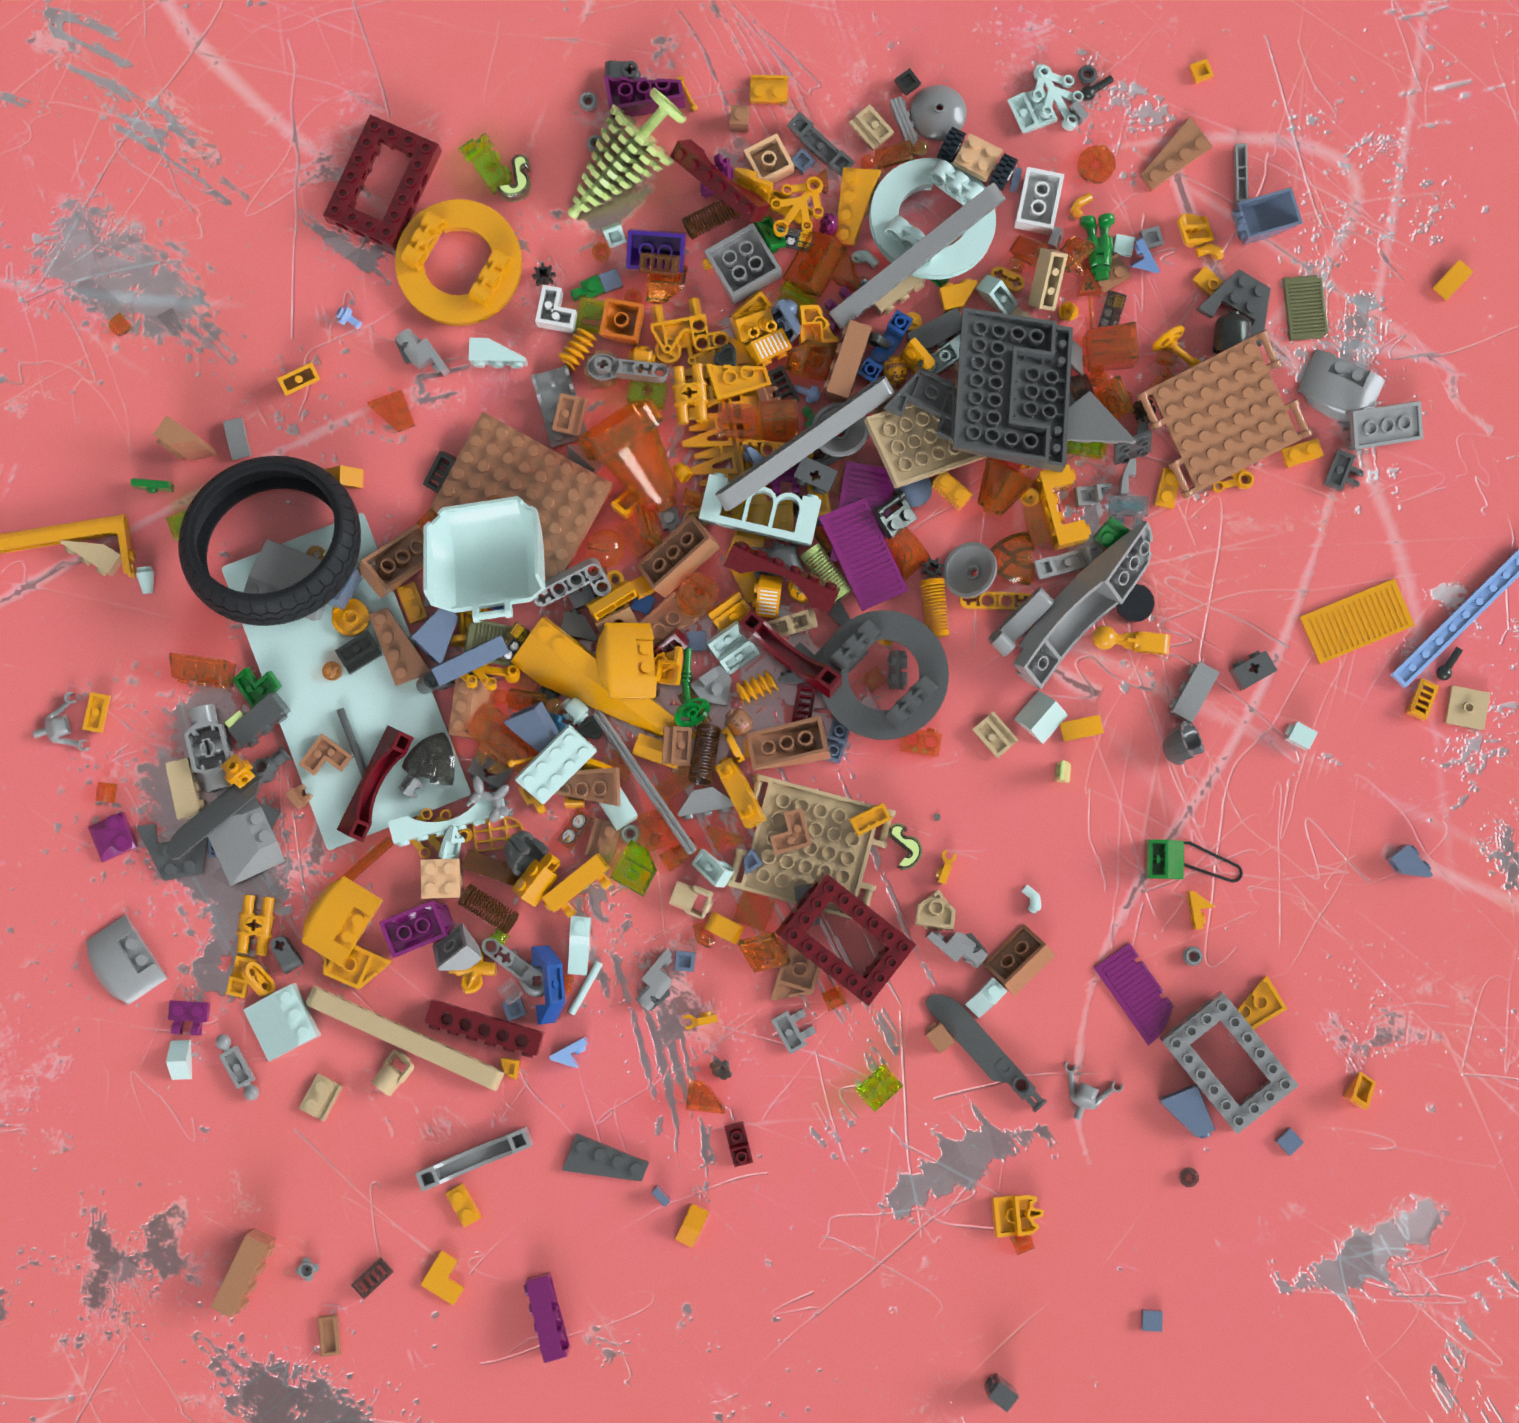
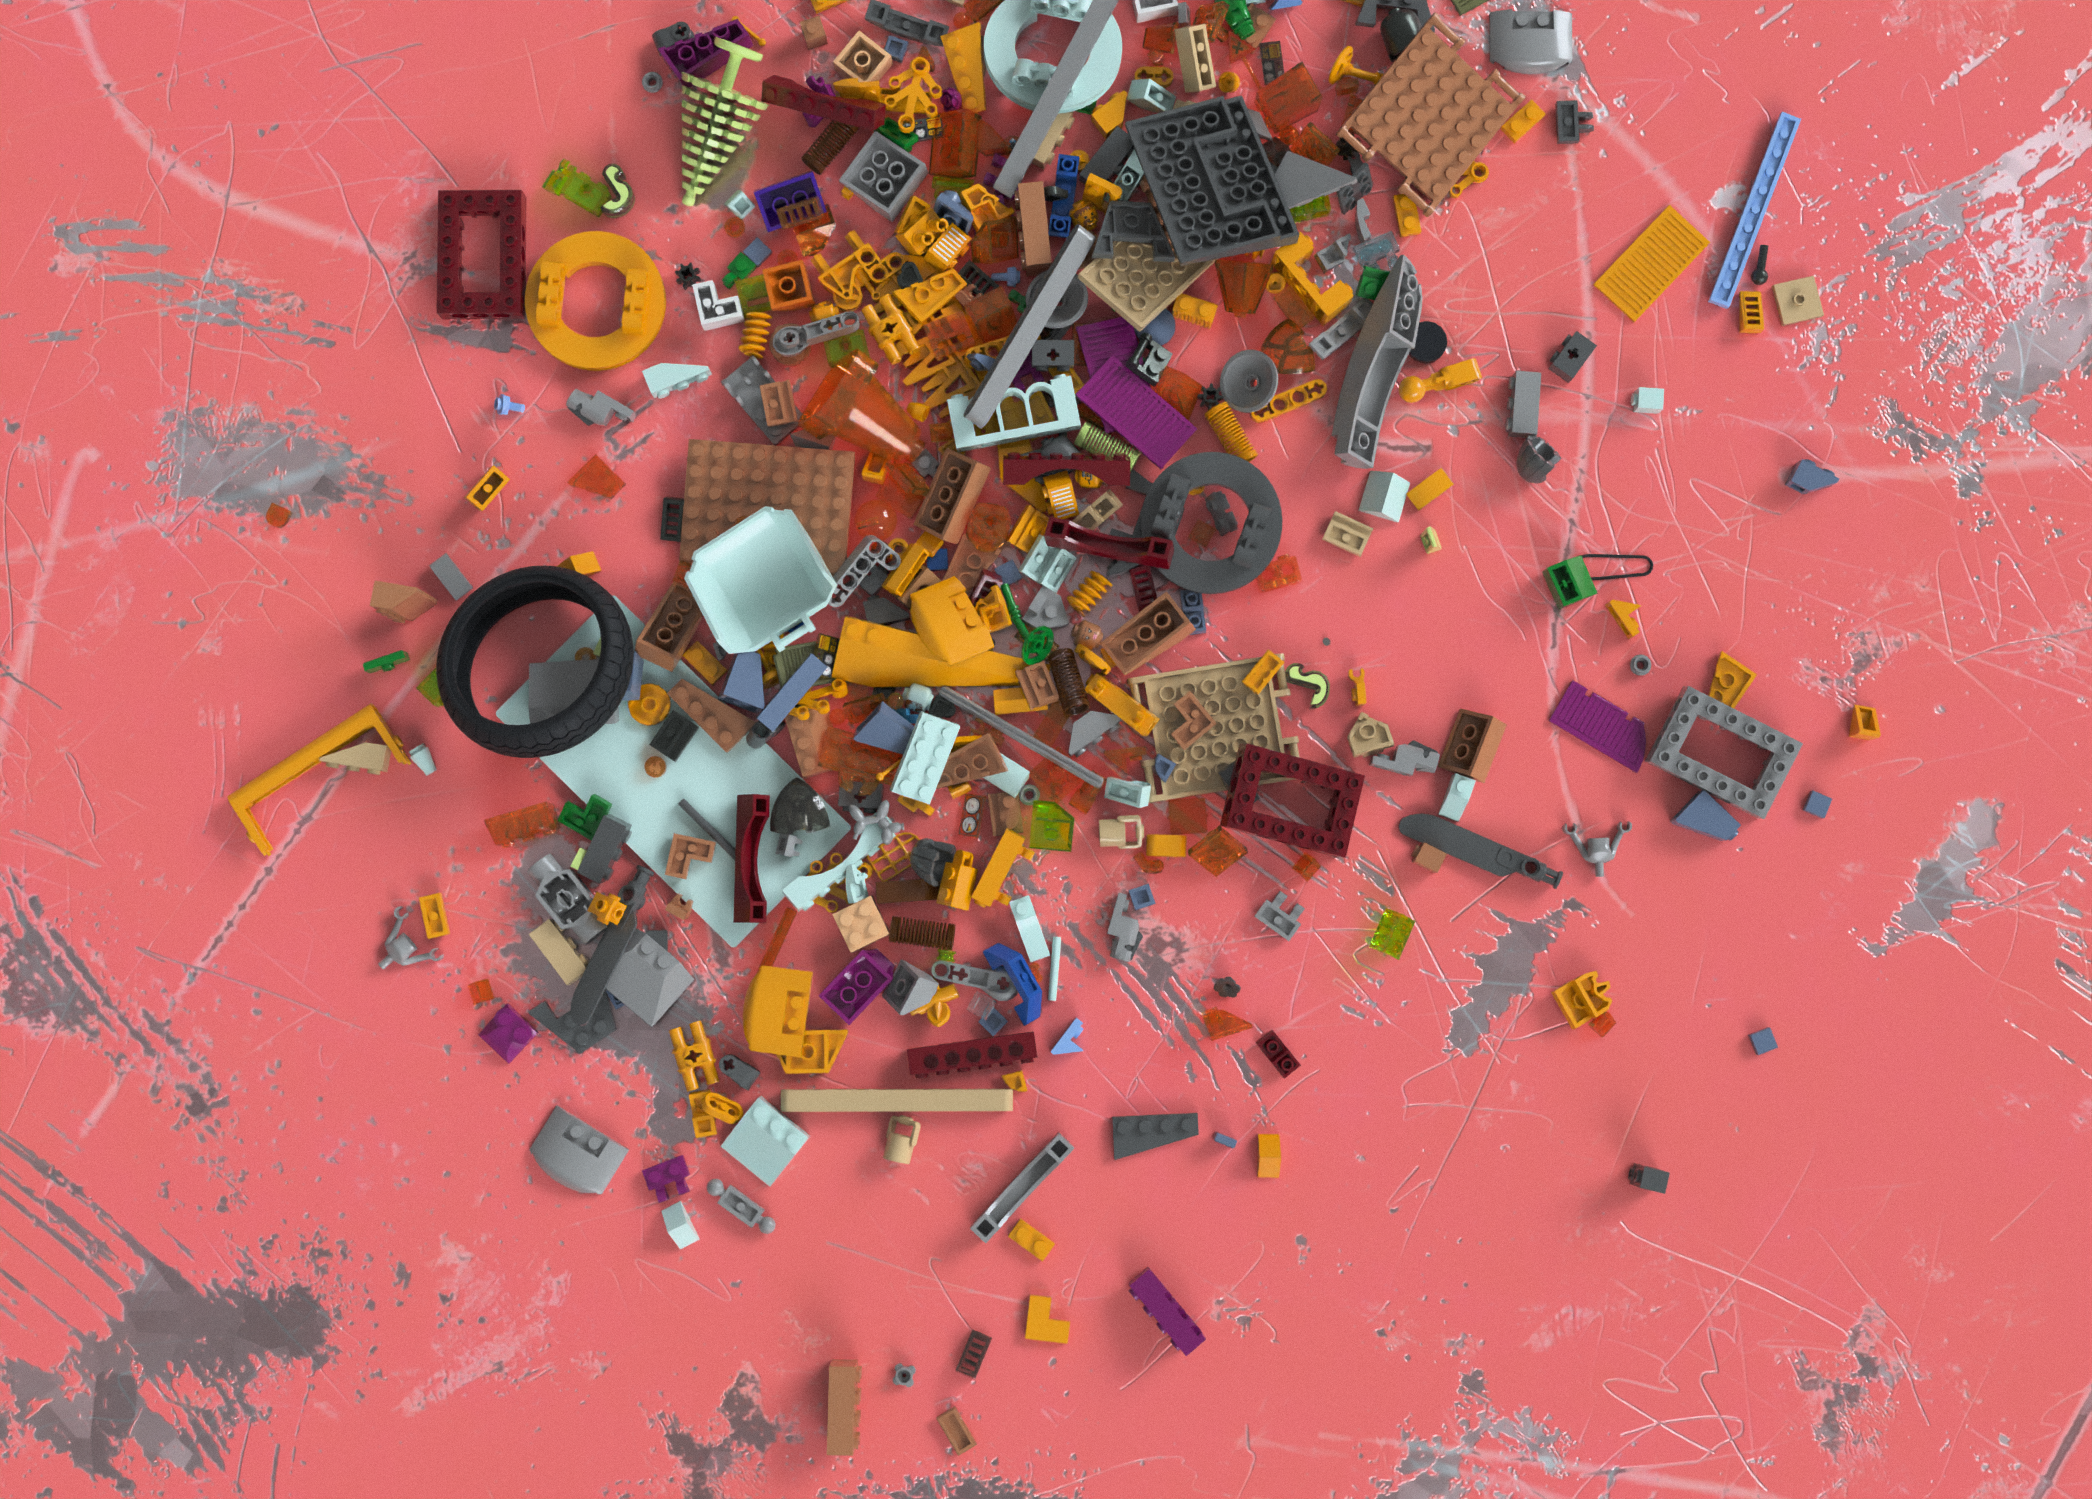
camera: 30 degrees left, 0 degrees up
(321, 1097) = (839, 1197): tan plate -> none
(591, 141) = (675, 118): light grey plate -> none
(706, 1018) = (1188, 944): light orange plate -> none
(797, 977) = (1260, 863): nougat wing -> none
(865, 256) = (1001, 116): light aqua arm -> none
(1020, 621) = (1321, 410): light grey beam -> none
(1035, 900) = (1459, 677): light aqua arm -> none
(1194, 1180) = (1741, 884): clear smoke plate -> none
(1385, 425) = (1593, 57): light grey hinge -> none

